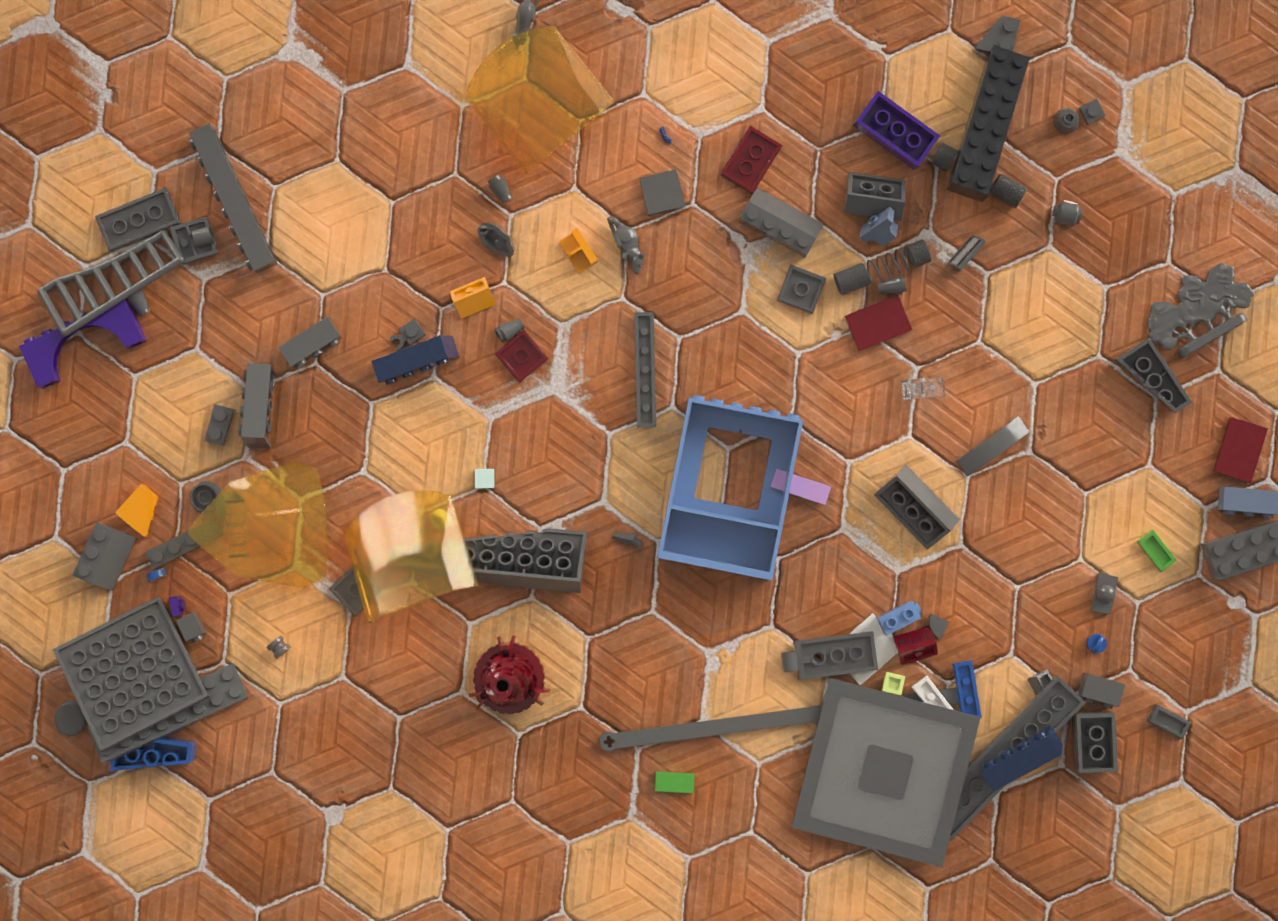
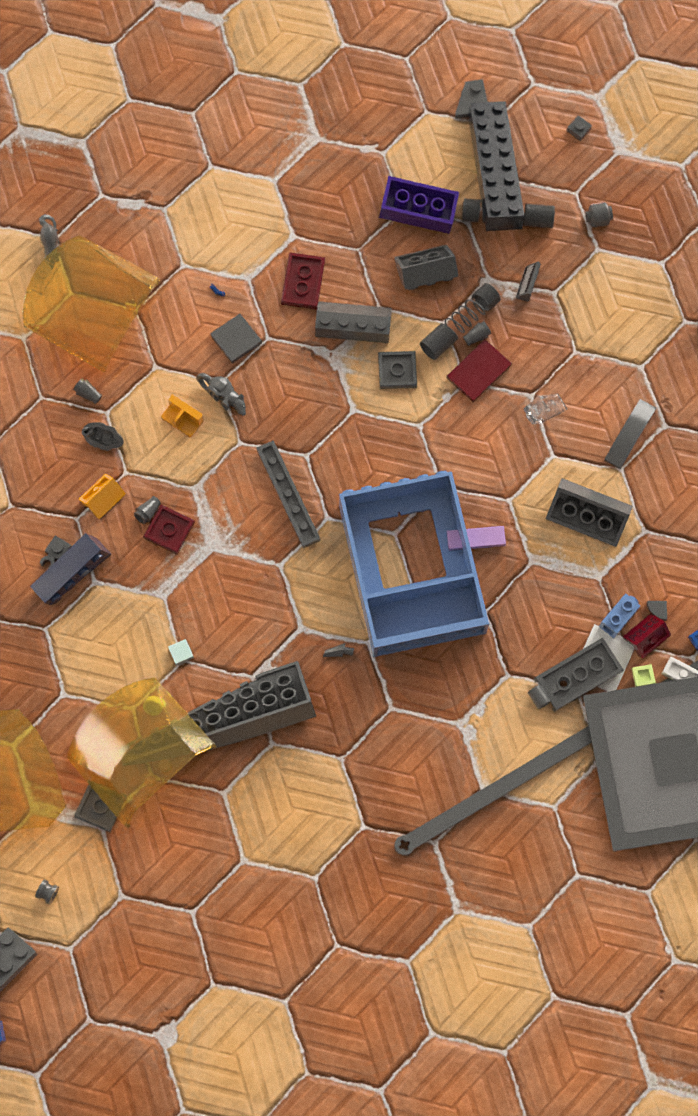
camera: 30 degrees left, 15 degrees down
(516, 666) = (285, 835): dark red cone -> none
(674, 782) = (483, 858): bright green tile -> none
(880, 228) = (443, 288): sand blue brick -> none
(1066, 120) = (561, 142): dark grey cone -> none

